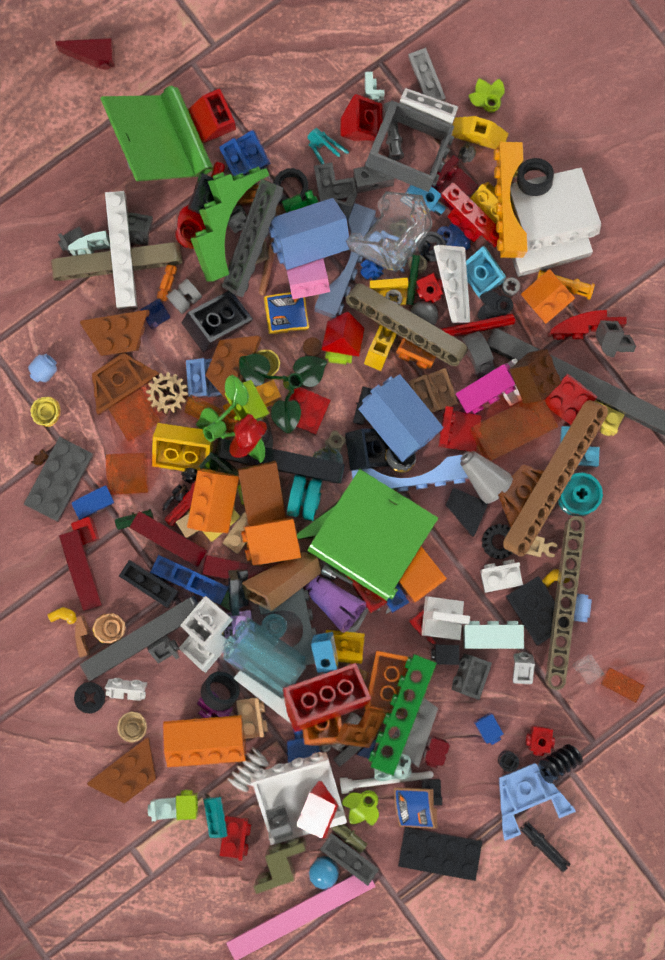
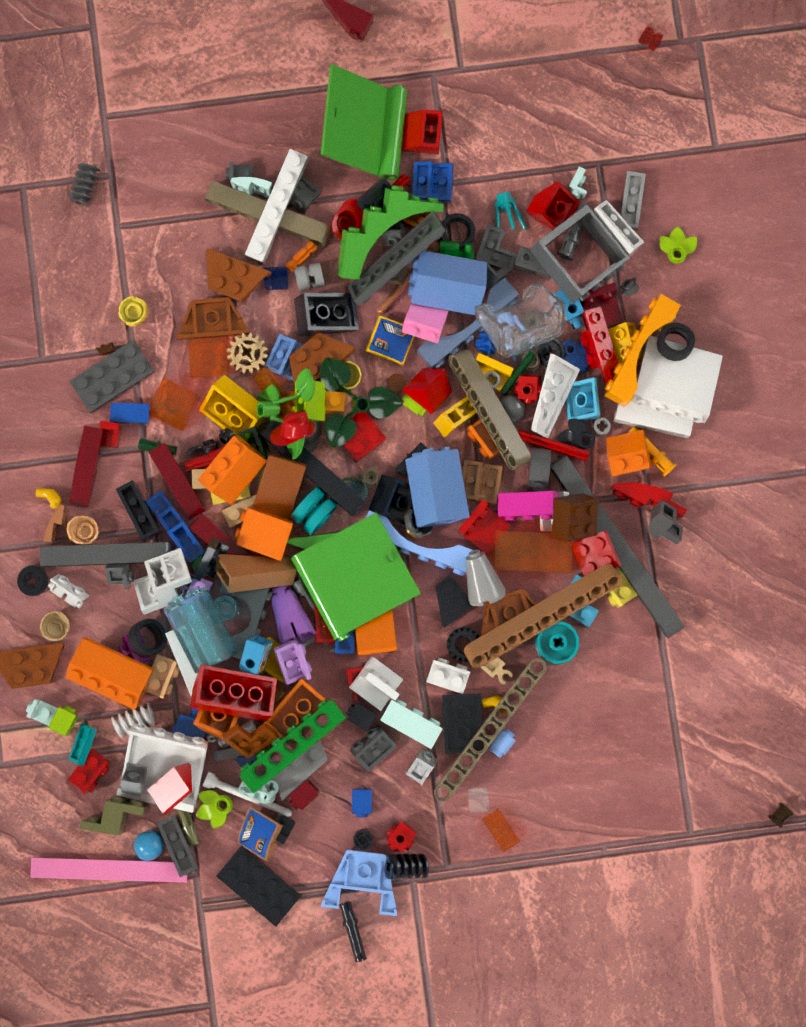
camera: 25 degrees right, 0 degrees up
(42, 368) = (151, 272): light blue head -> none
(360, 640) = (292, 661): none -> lavender bracket
(479, 131) = (650, 274): yellow slope -> none

